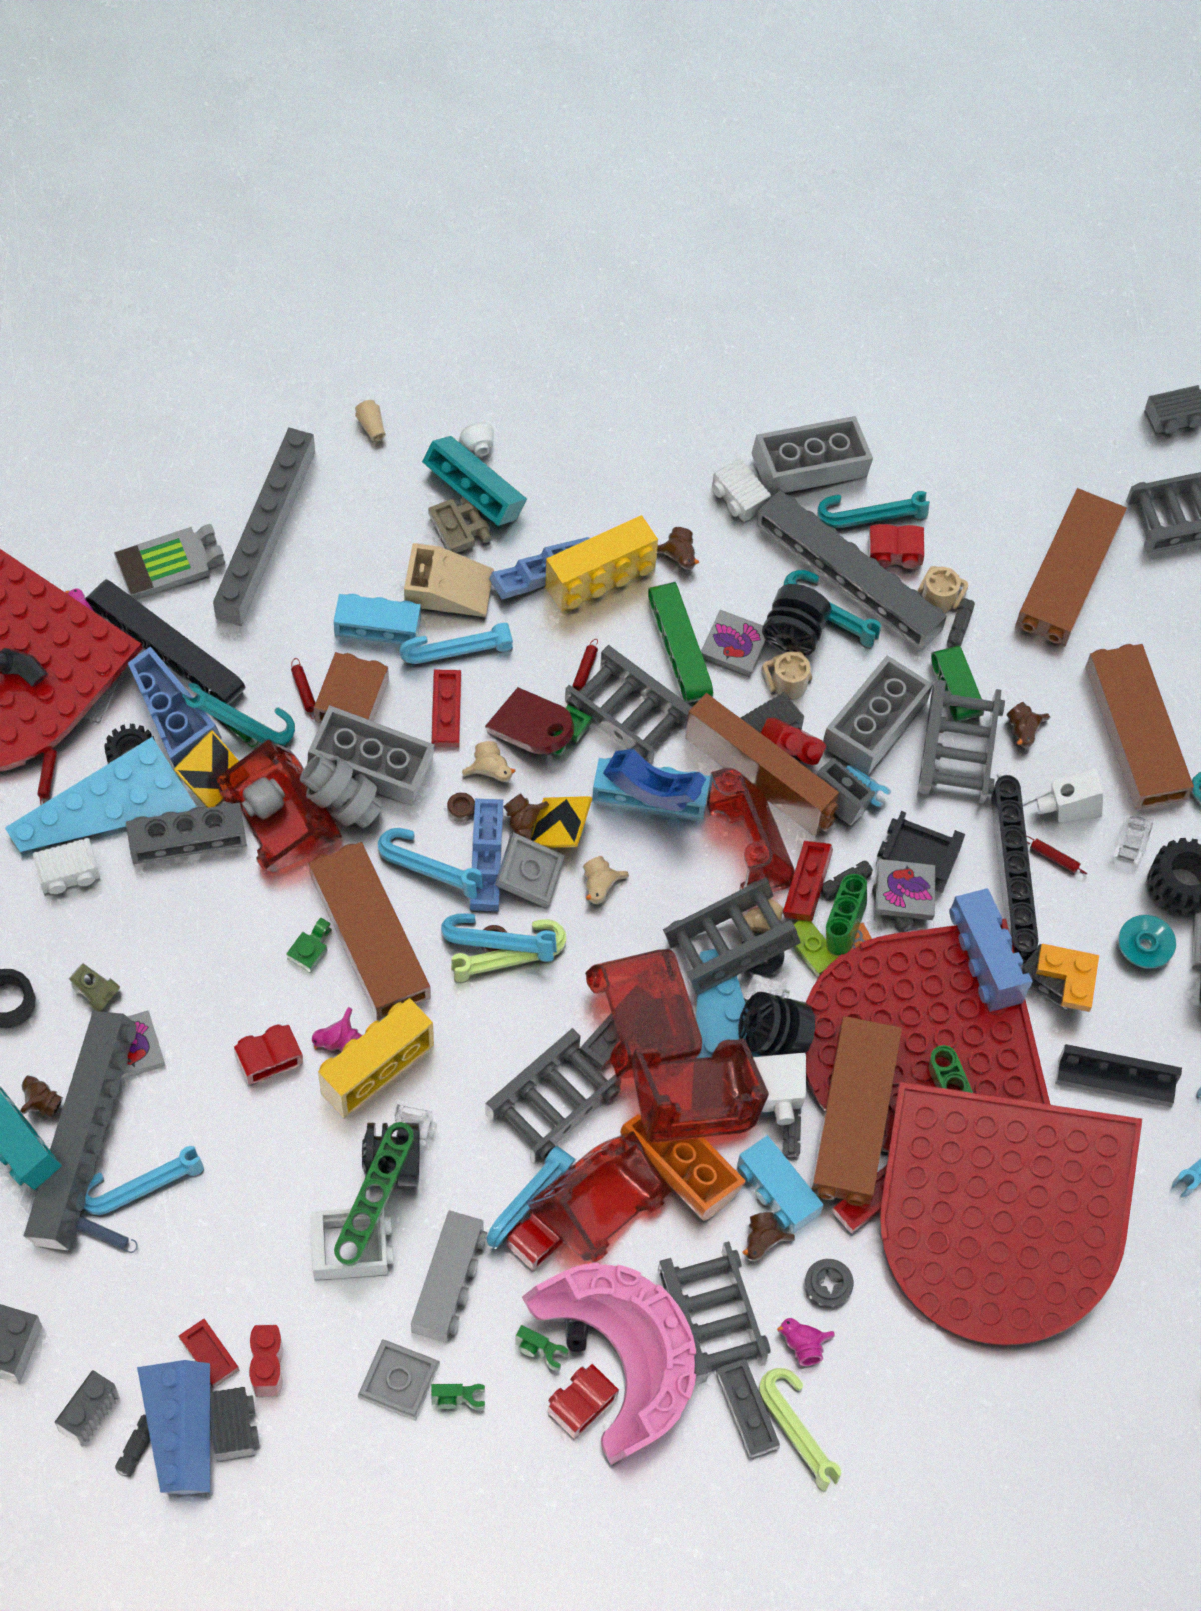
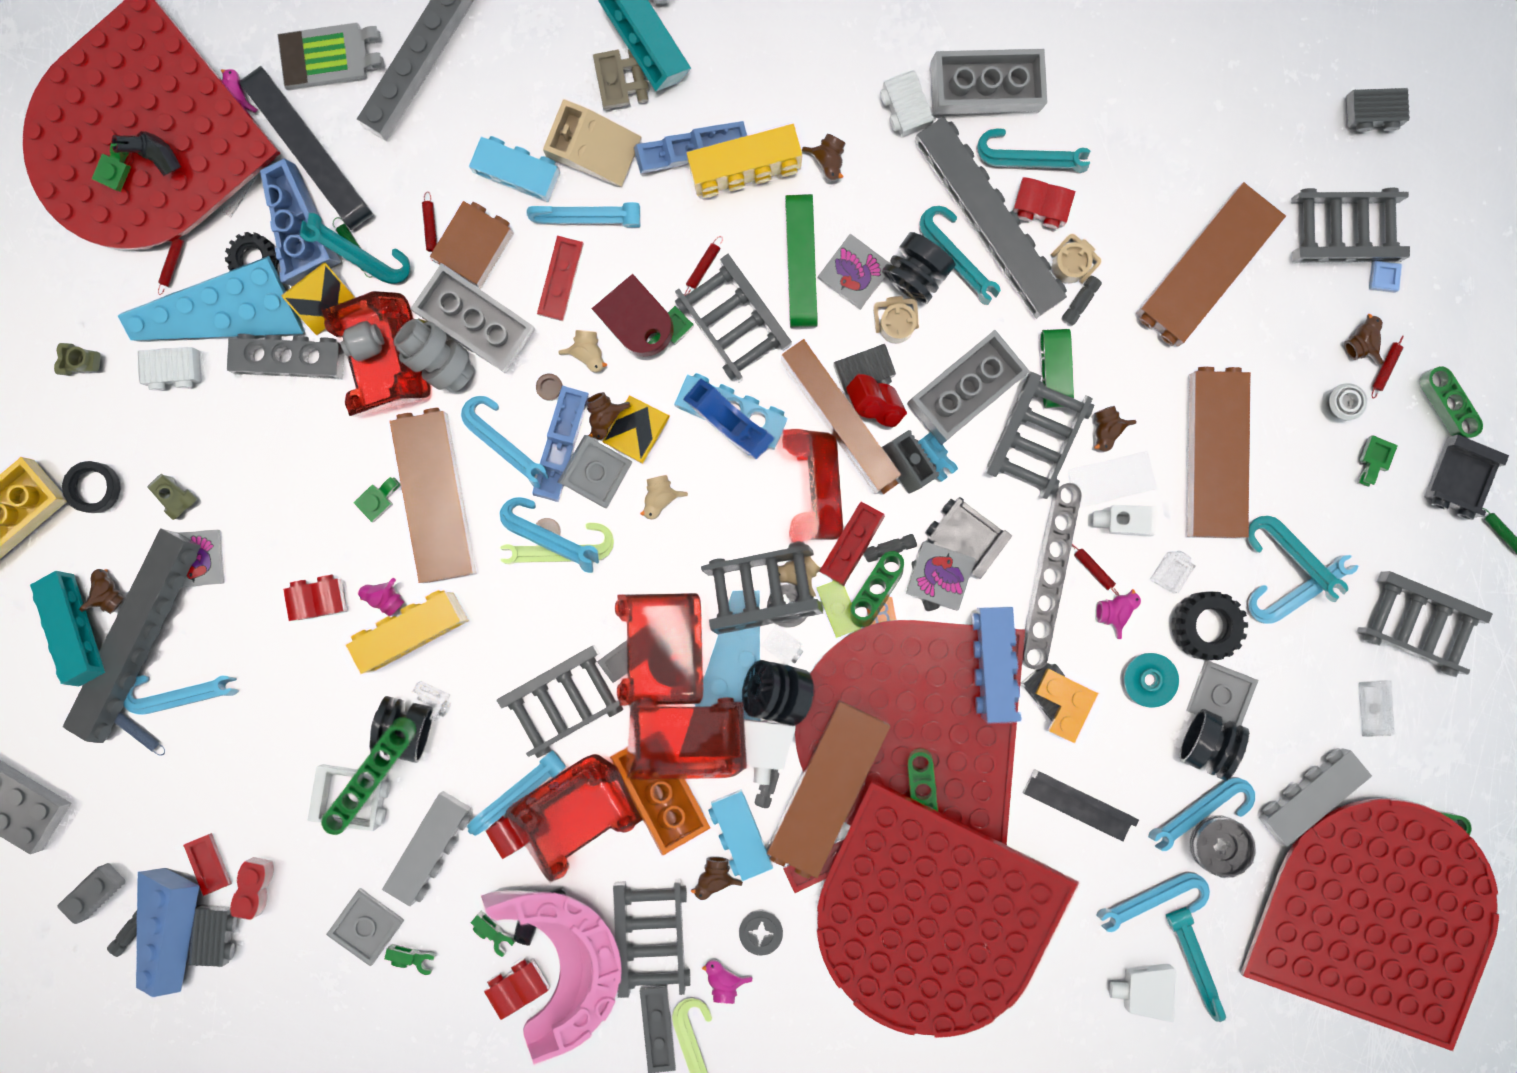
camera: 15 degrees right, 25 degrees up
(1091, 886) = (1118, 611): none -> dark pink animal

